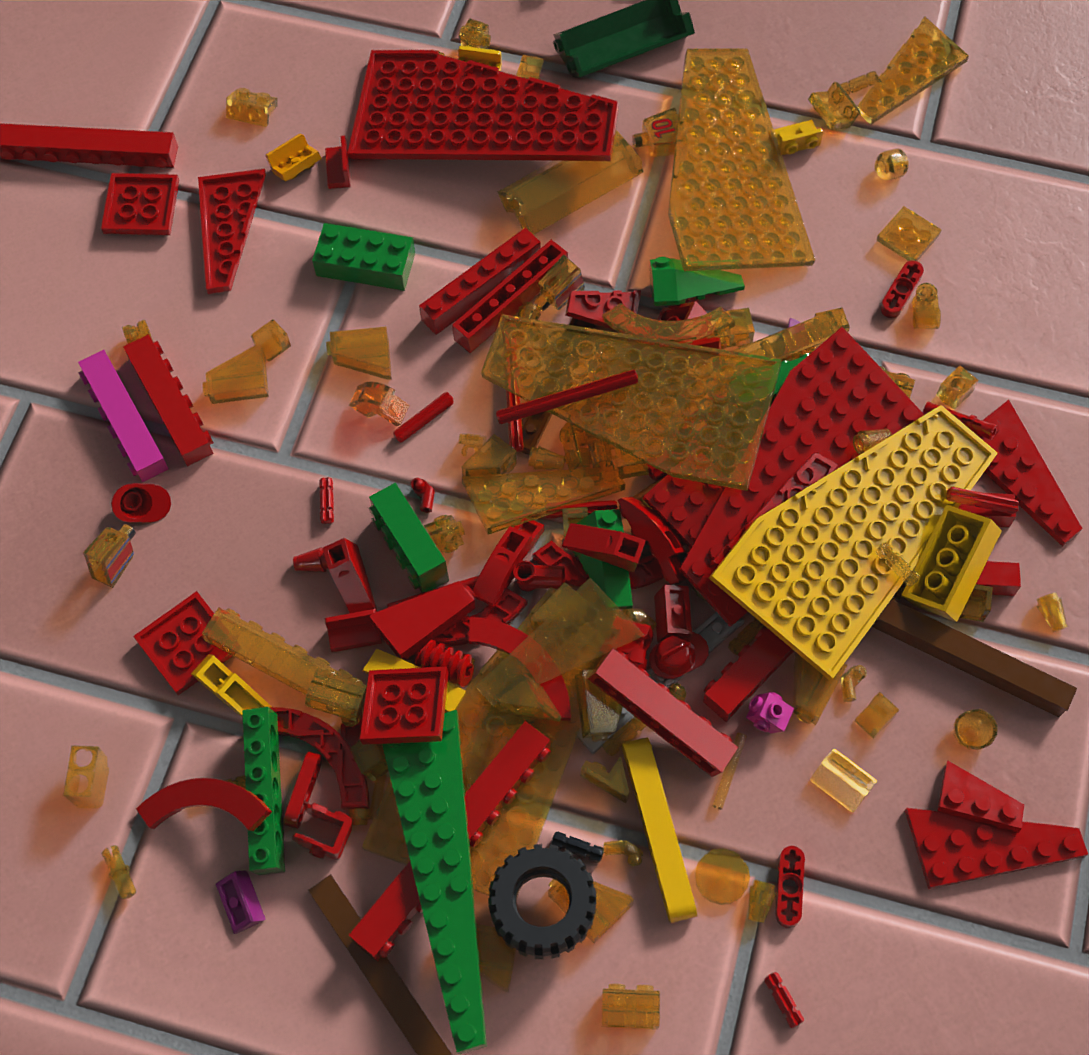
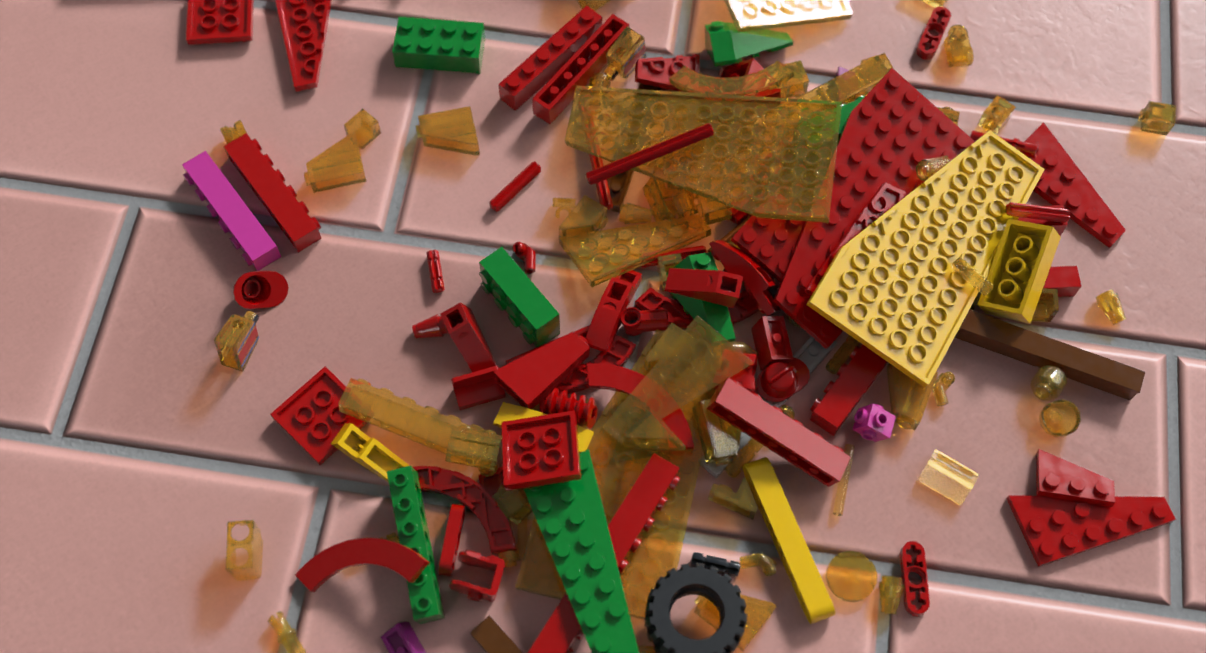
camera: 10 degrees left, 0 degrees up
(379, 399) = (470, 173): clear orange brick -> none
(446, 533) = (554, 289): clear yellow brick -> none
(877, 715) = (969, 415): clear yellow panel -> none
(969, 689) = (1048, 383): none -> clear yellow head

